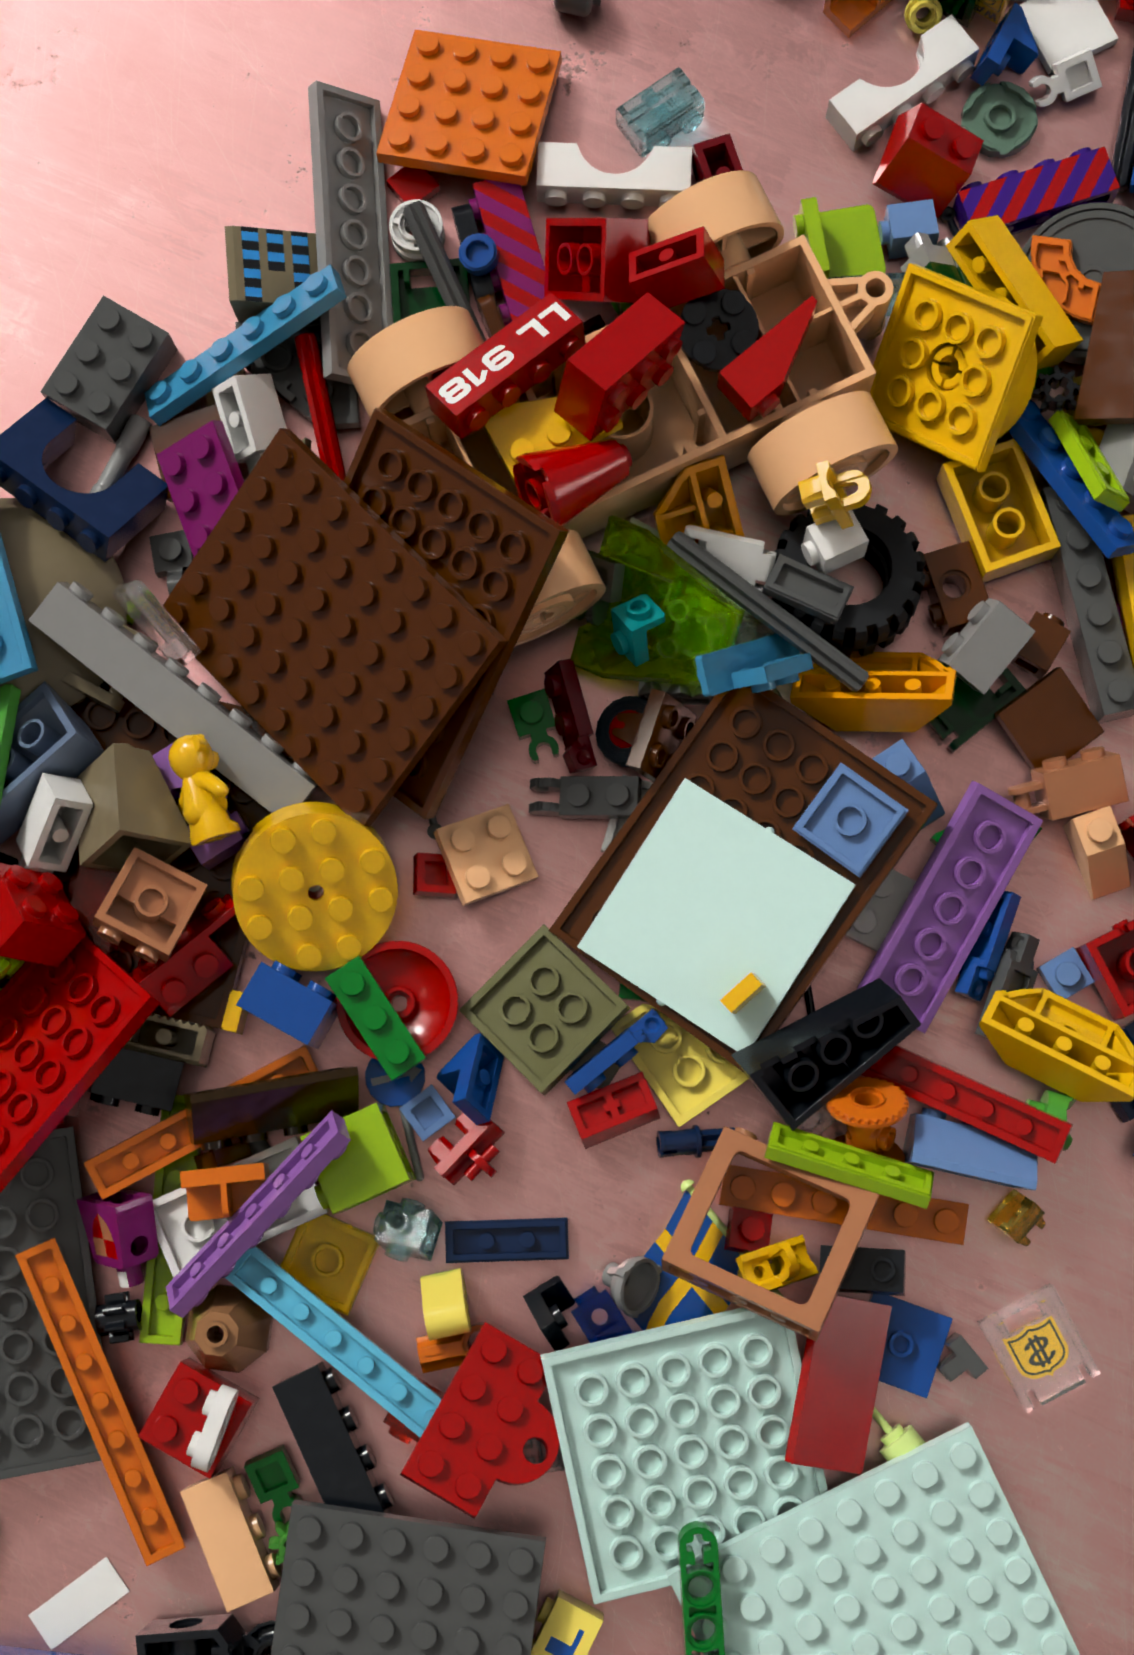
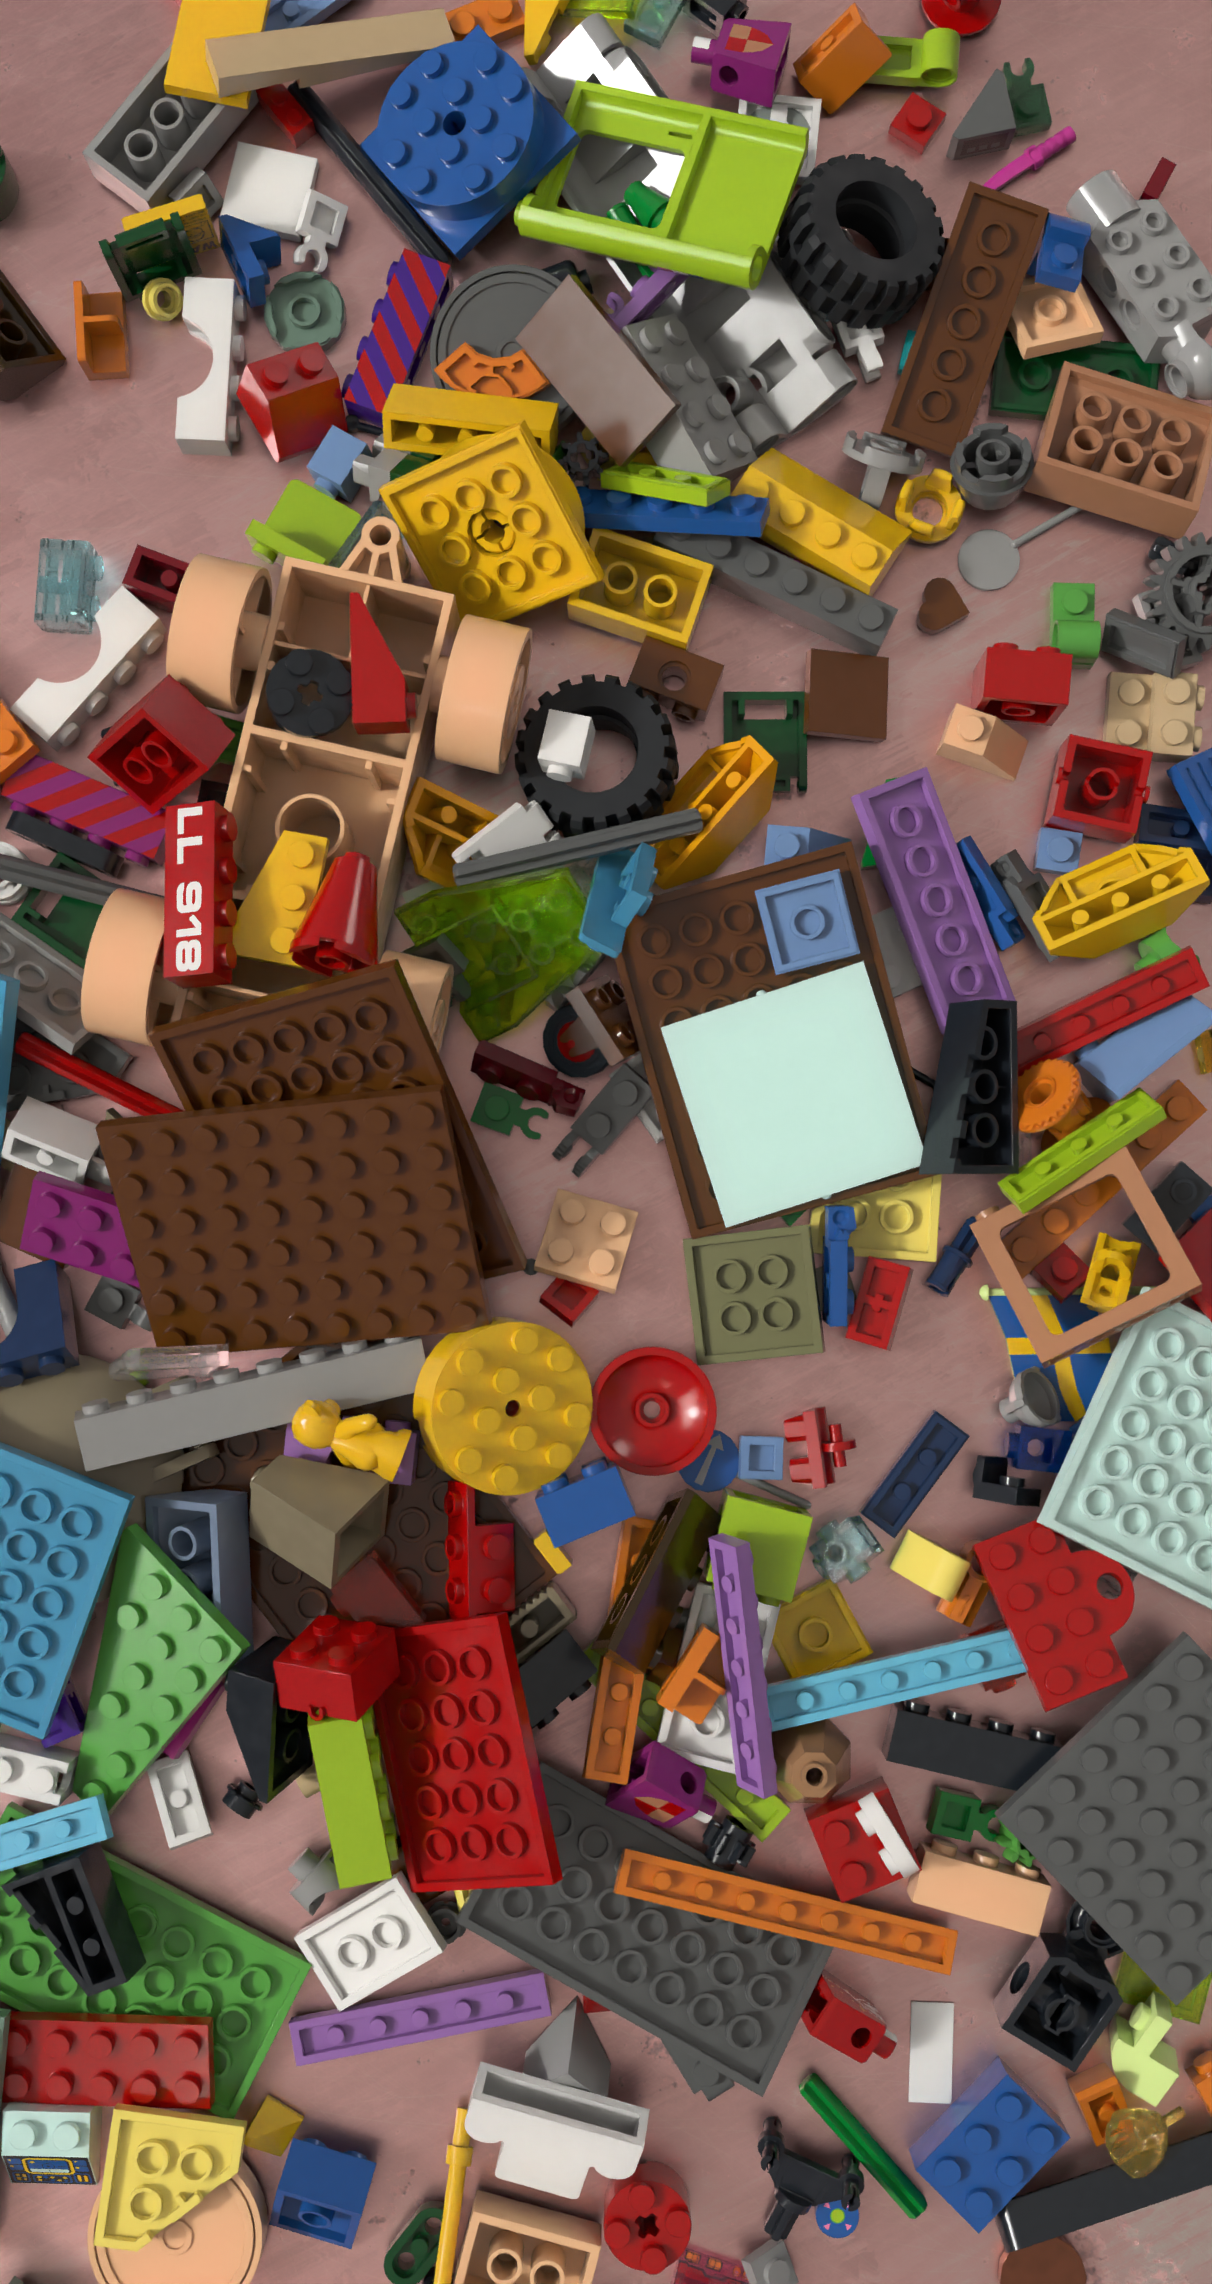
camera: 55 degrees left, 5 degrees up
(52, 1512) = (846, 2020): none -> red torso
(53, 823) = (276, 1583): white brick -> none
(148, 906) = (413, 1557): nougat plate -> none
(375, 1018) = (654, 1440): green plate -> none
(474, 1078) = (764, 1397): blue slope -> none
(478, 254) = (68, 838): blue tile -> none
(490, 315) = (131, 872): reddish brown tile -> none
(619, 367) = (283, 801): red brick -> none
(631, 625) = (498, 967): teal bracket -> none
(678, 268) = (235, 686): red brick -> none
(743, 993) = (878, 1124): yellow tile -> none
(807, 589) = (587, 800): dark grey tile -> none
(828, 497) = (527, 722): yellow hips -> none
(985, 644) = (745, 693): light grey brick -> none
(1043, 646) = (775, 650): reddish brown brick -> none
(1073, 785) = (914, 718): nougat brick -> none

